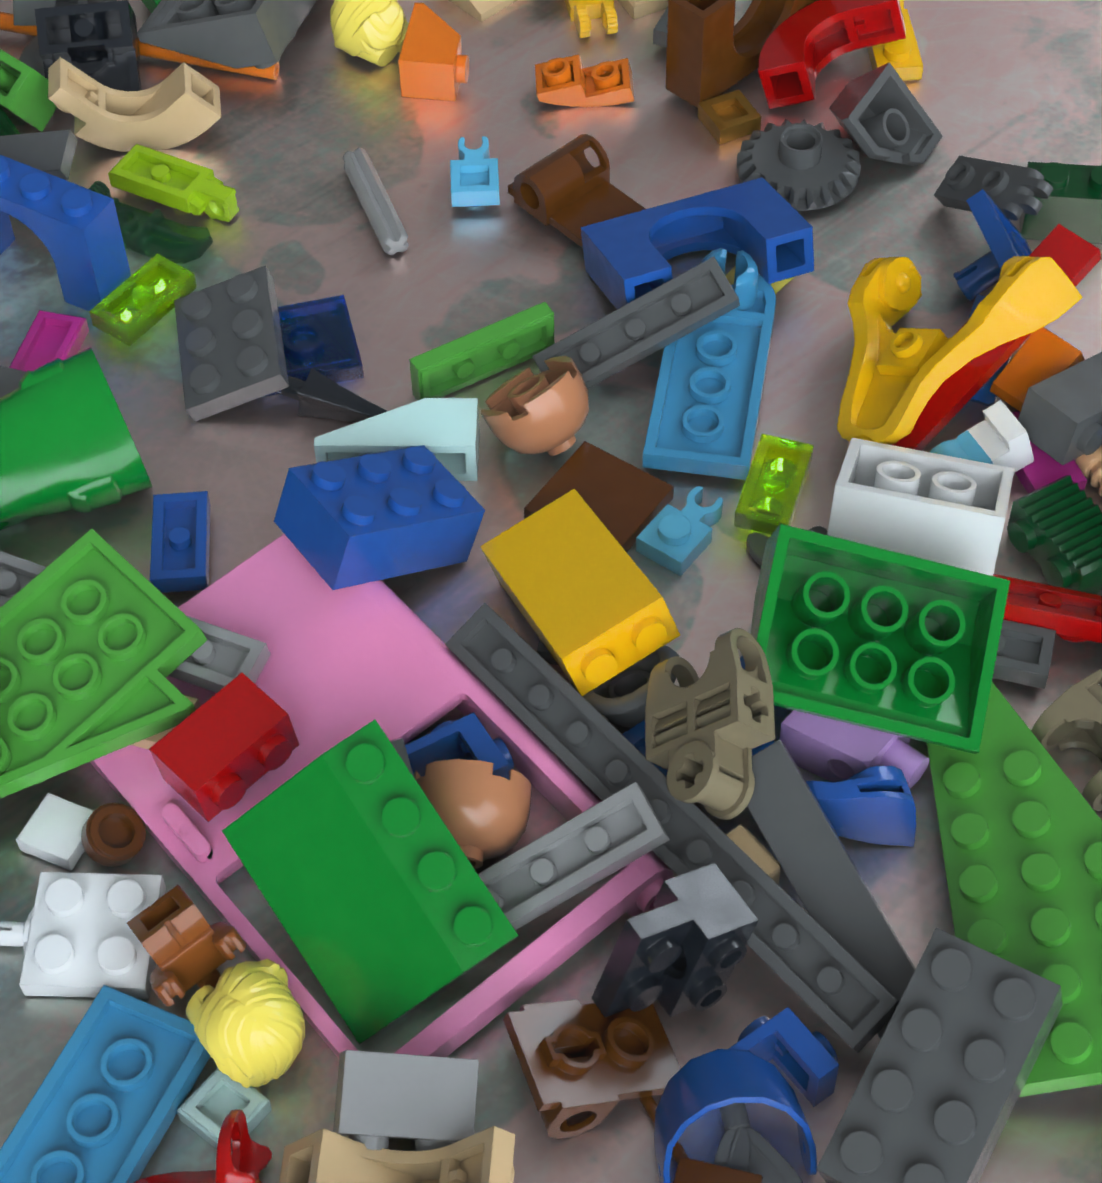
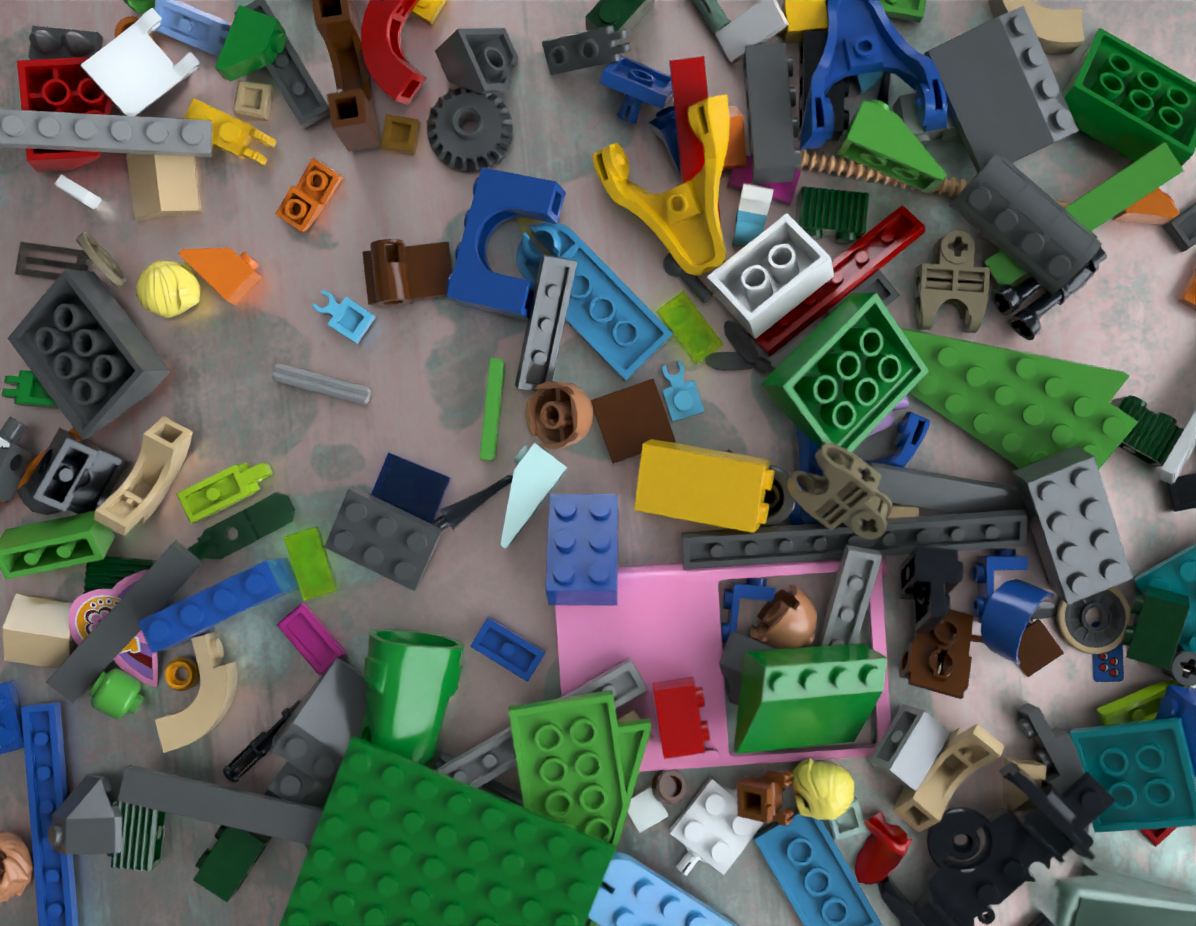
camera: 50 degrees left, 35 degrees up
(835, 453) = (692, 281): none -> dark grey bar

